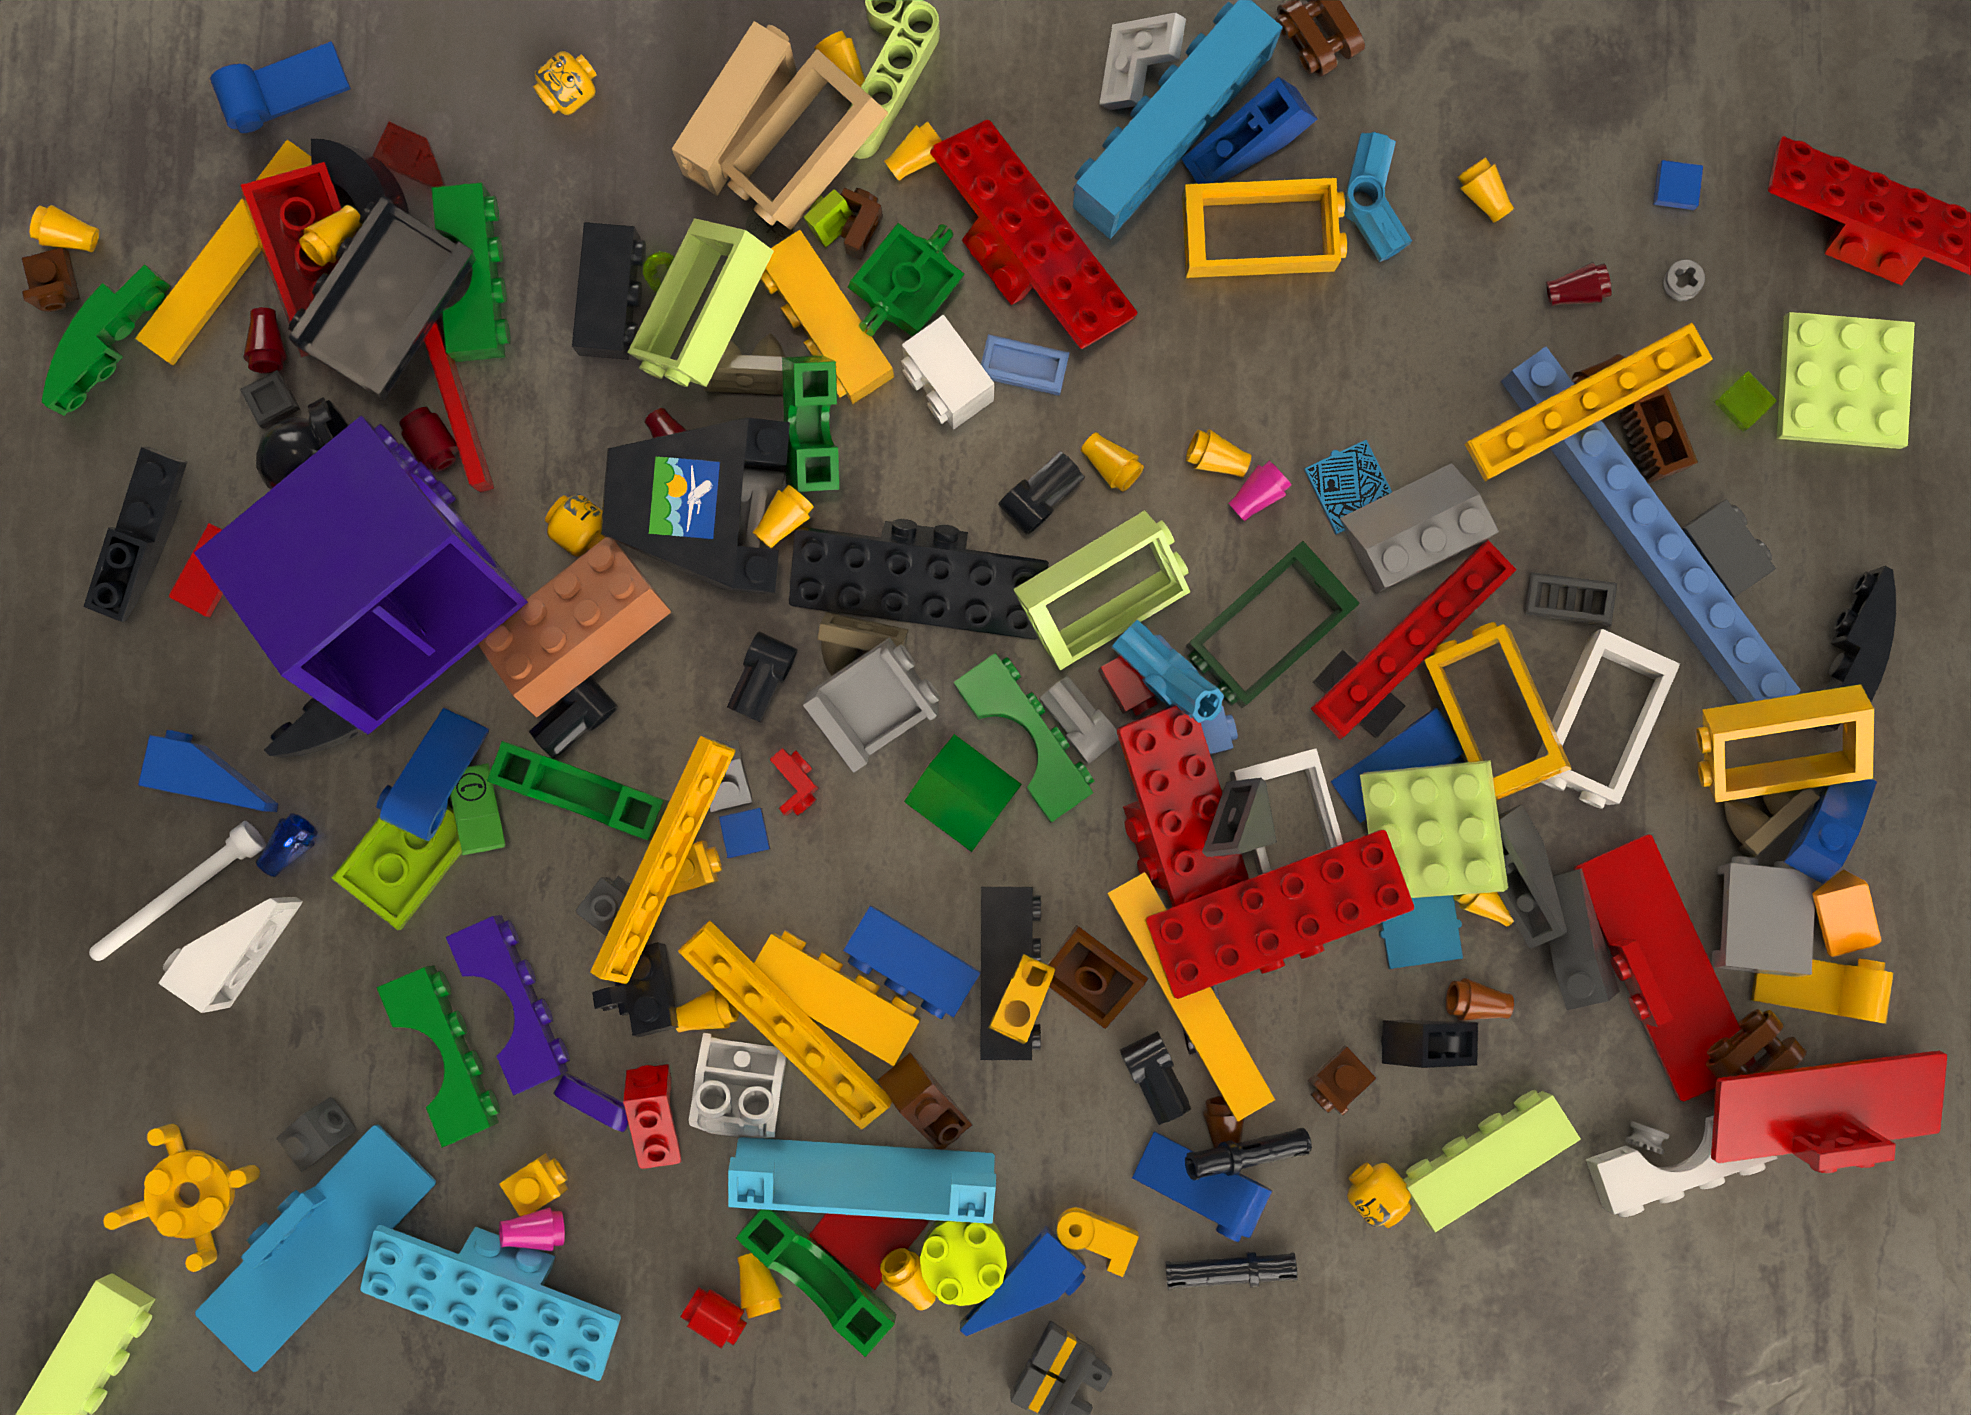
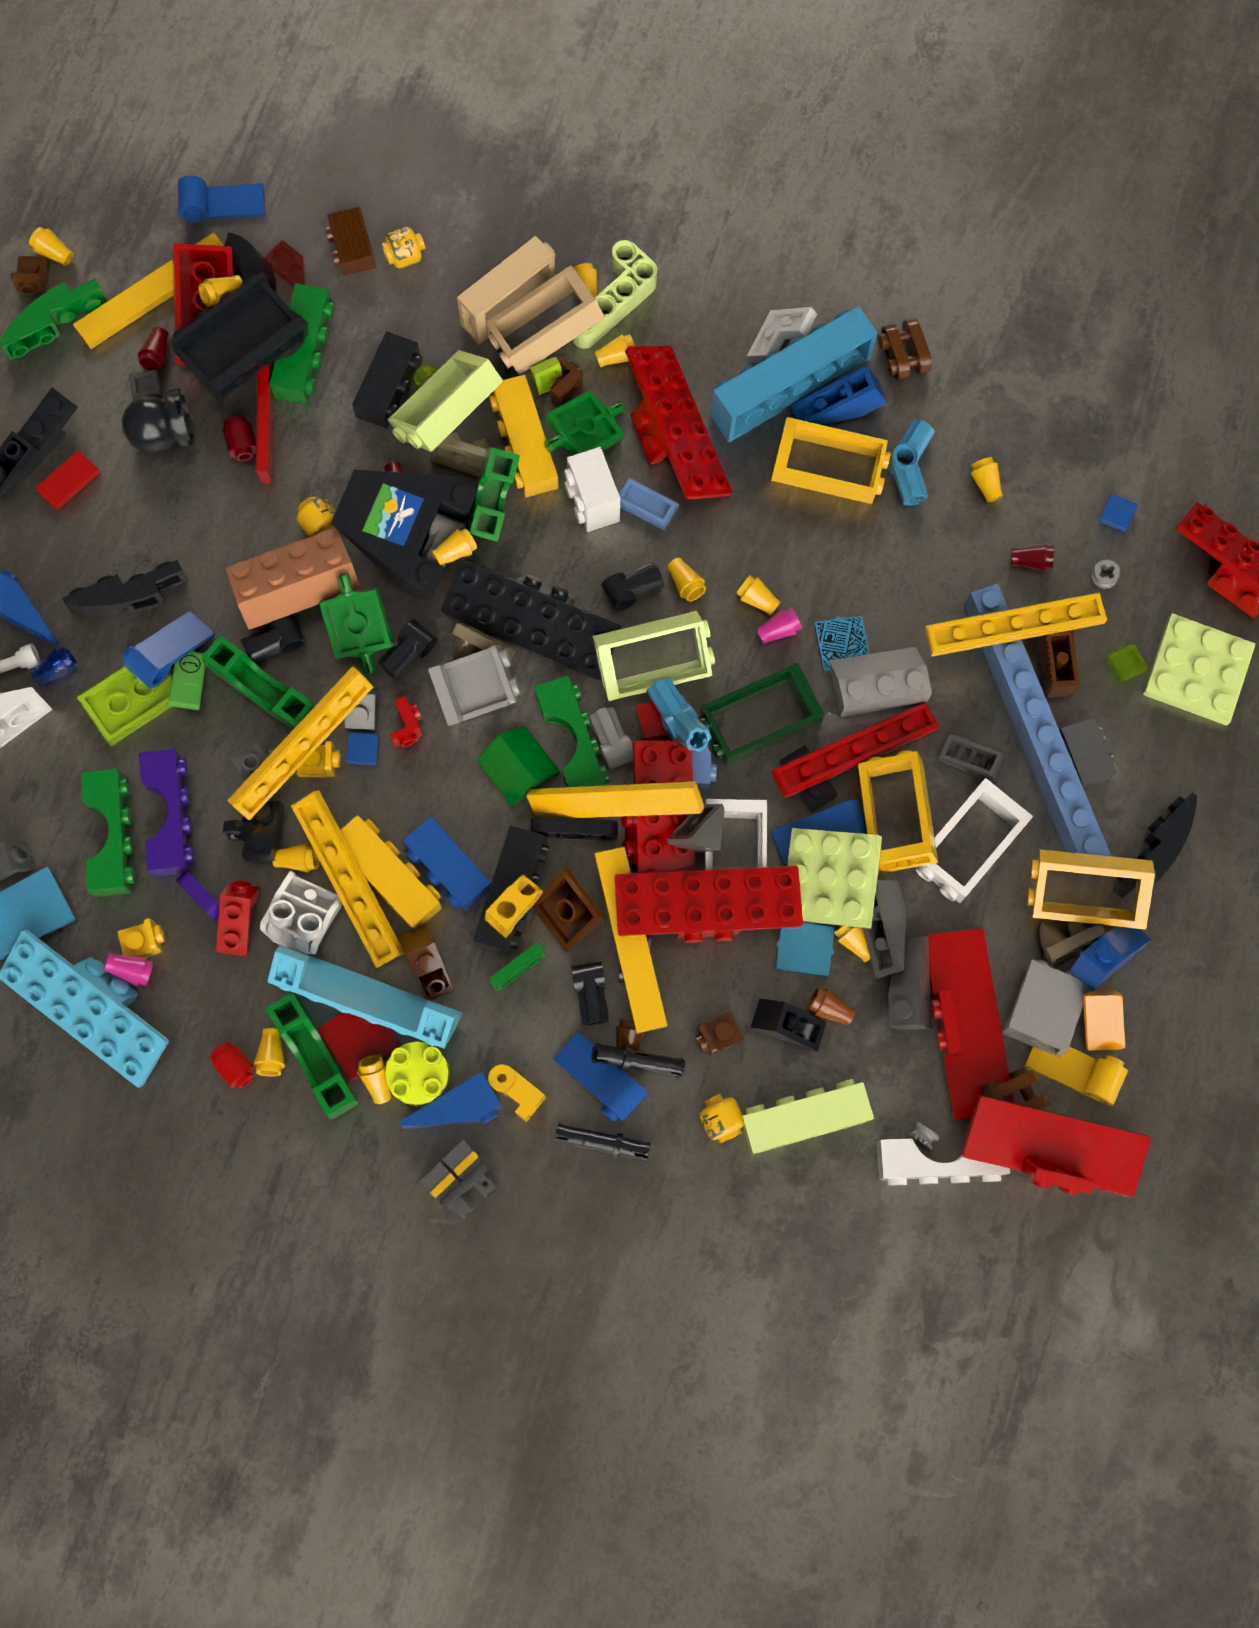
camera: 15 degrees right, 10 degrees down
(360, 576) = (165, 498): dark purple container -> none
(488, 95) = (351, 241): none -> reddish brown brick
(682, 664) = (356, 623): none -> green plate
(1048, 1073) = (517, 967): none -> green tile
(1065, 860) = (575, 828): none -> black beam
(1118, 818) = (617, 800): none -> yellow tile

